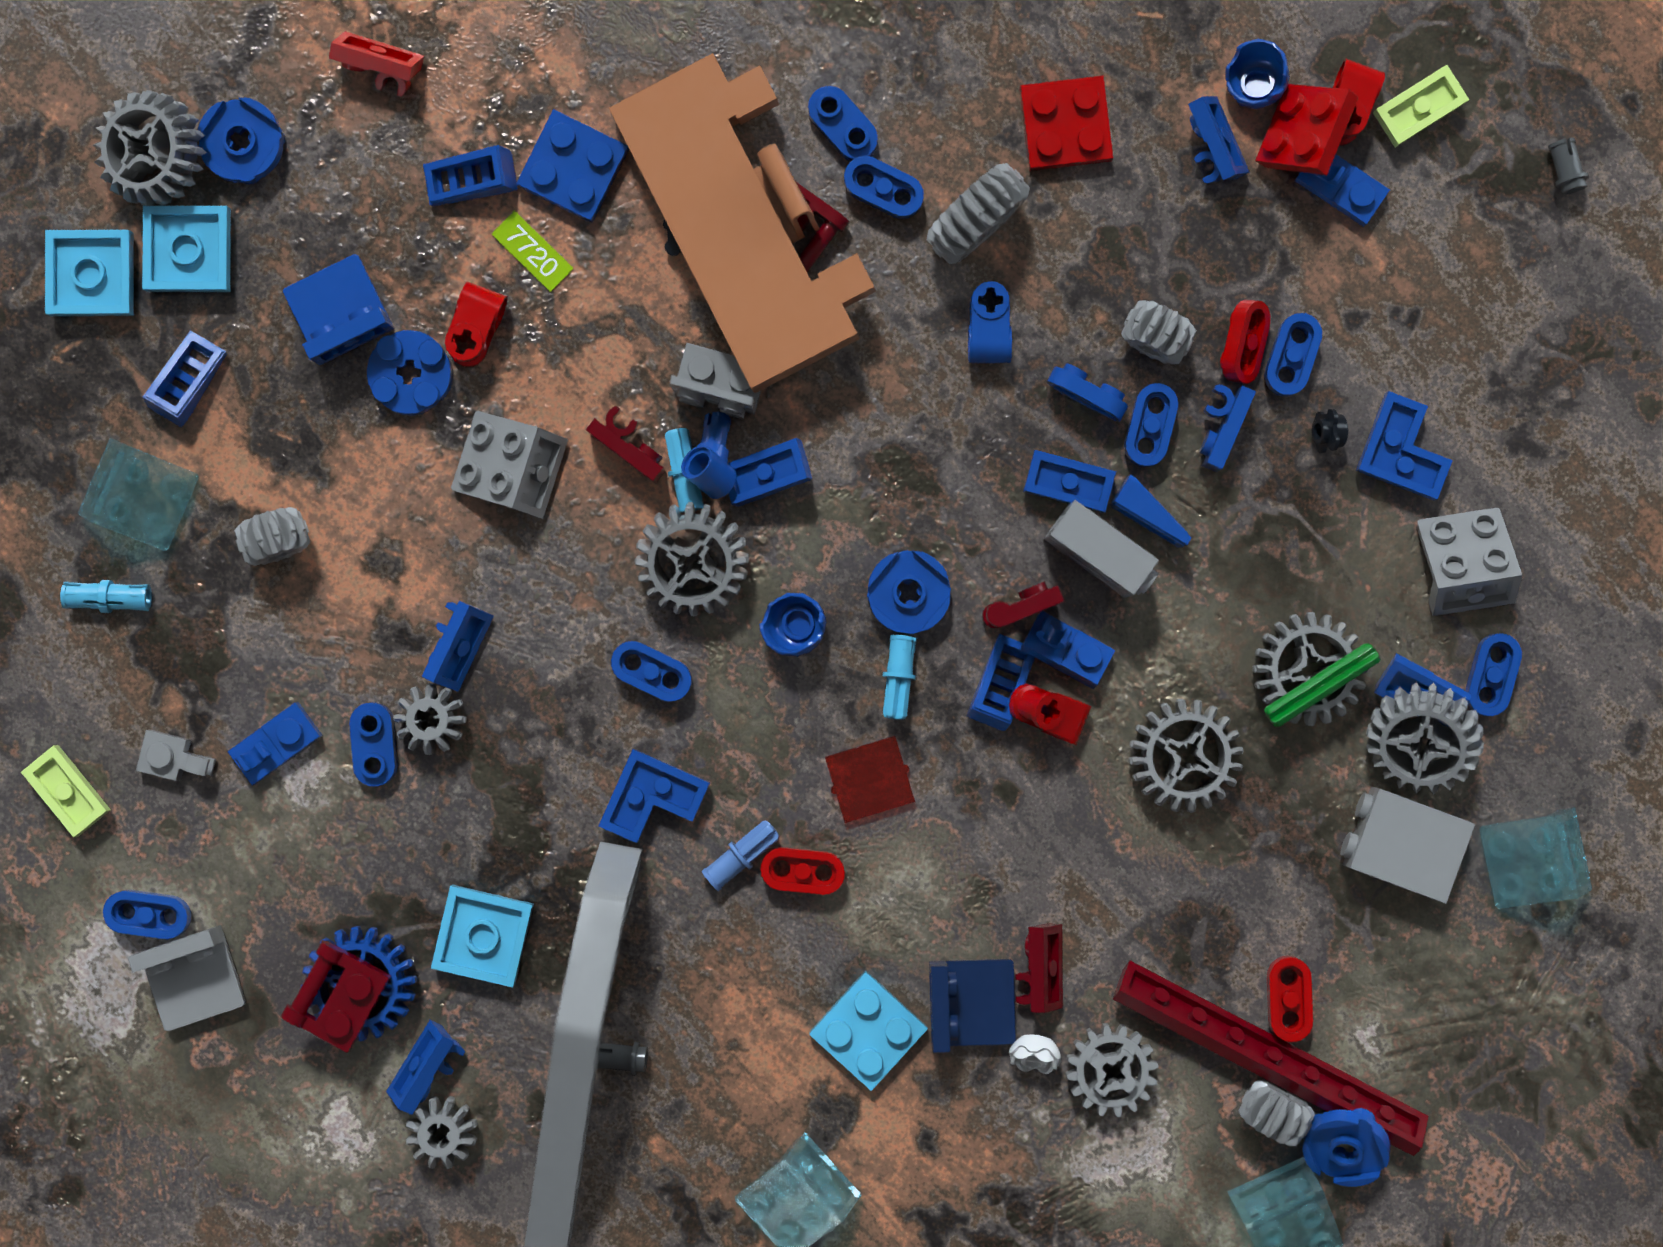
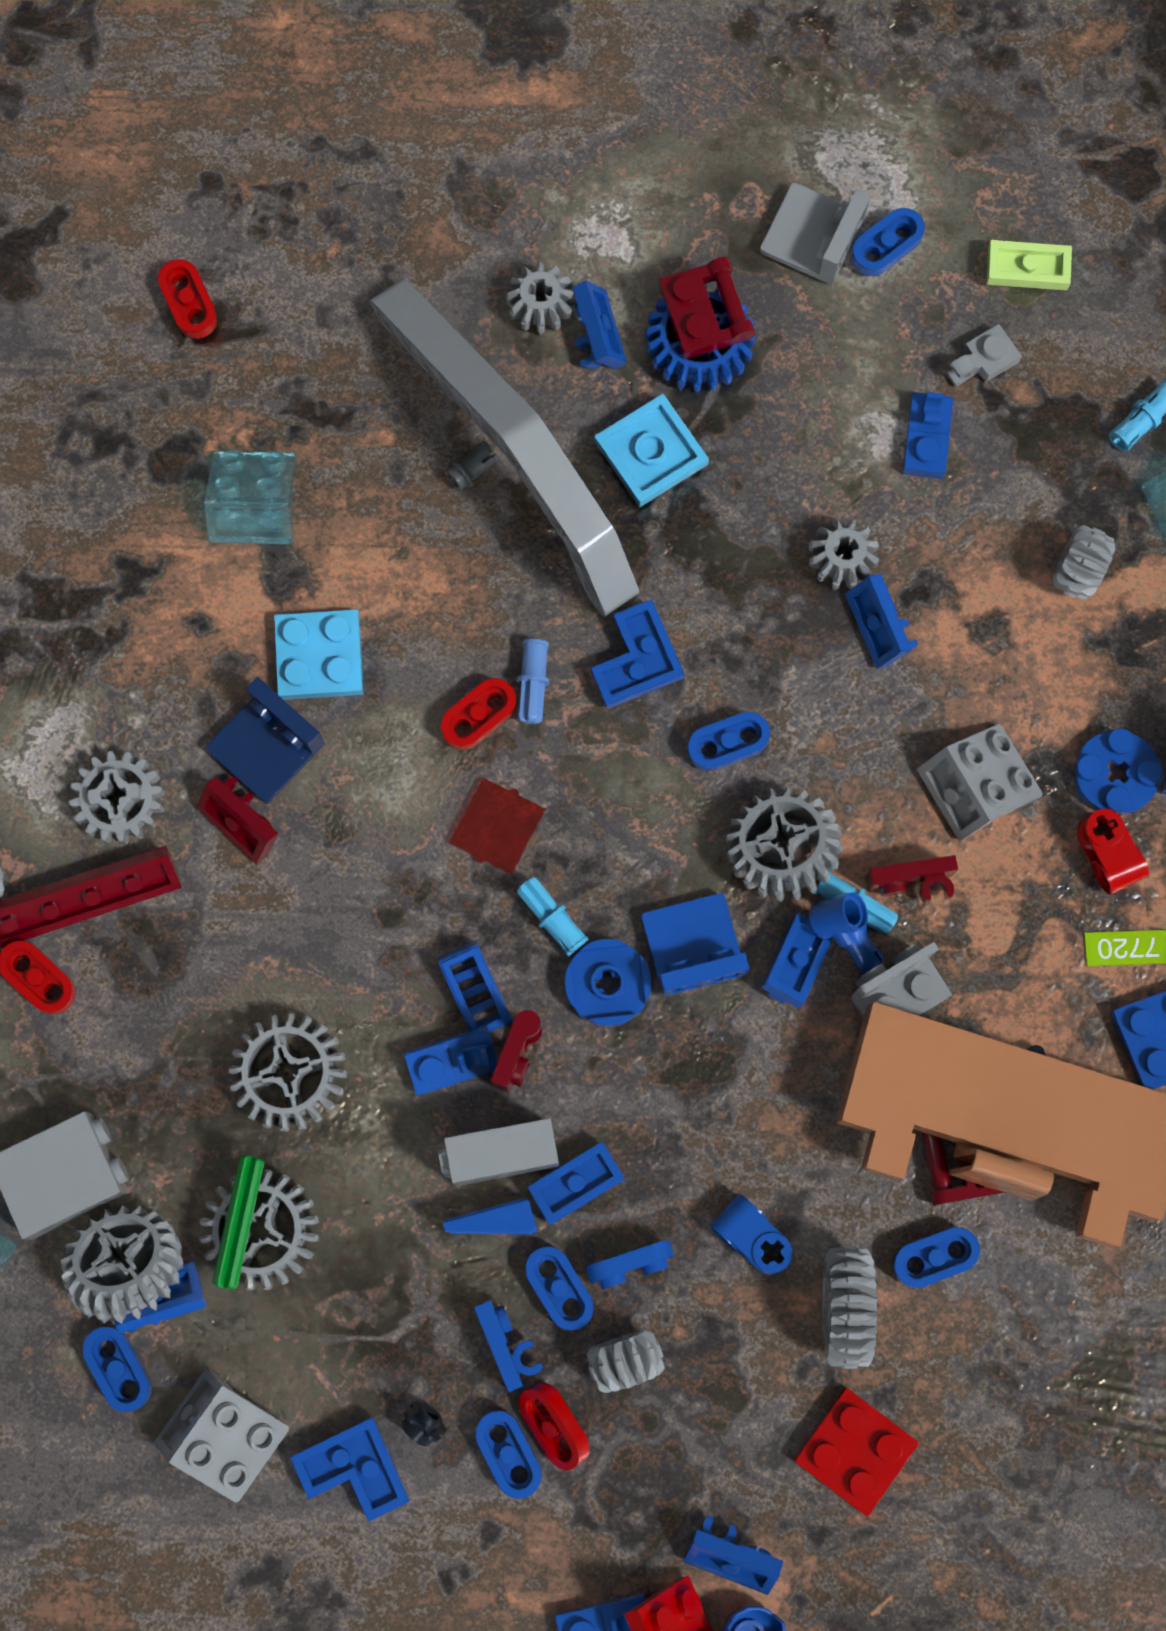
camera: 130 degrees right, 10 degrees down
(376, 744) = (862, 500): blue plate -> none
(793, 624) = (664, 873): blue hair -> none
(824, 556) = (693, 945): none -> blue bracket
(842, 122) = (1016, 1274): blue plate -> none
(1035, 1052) = (184, 755): white plate -> none
(1050, 712) = (417, 1000): red piece -> none

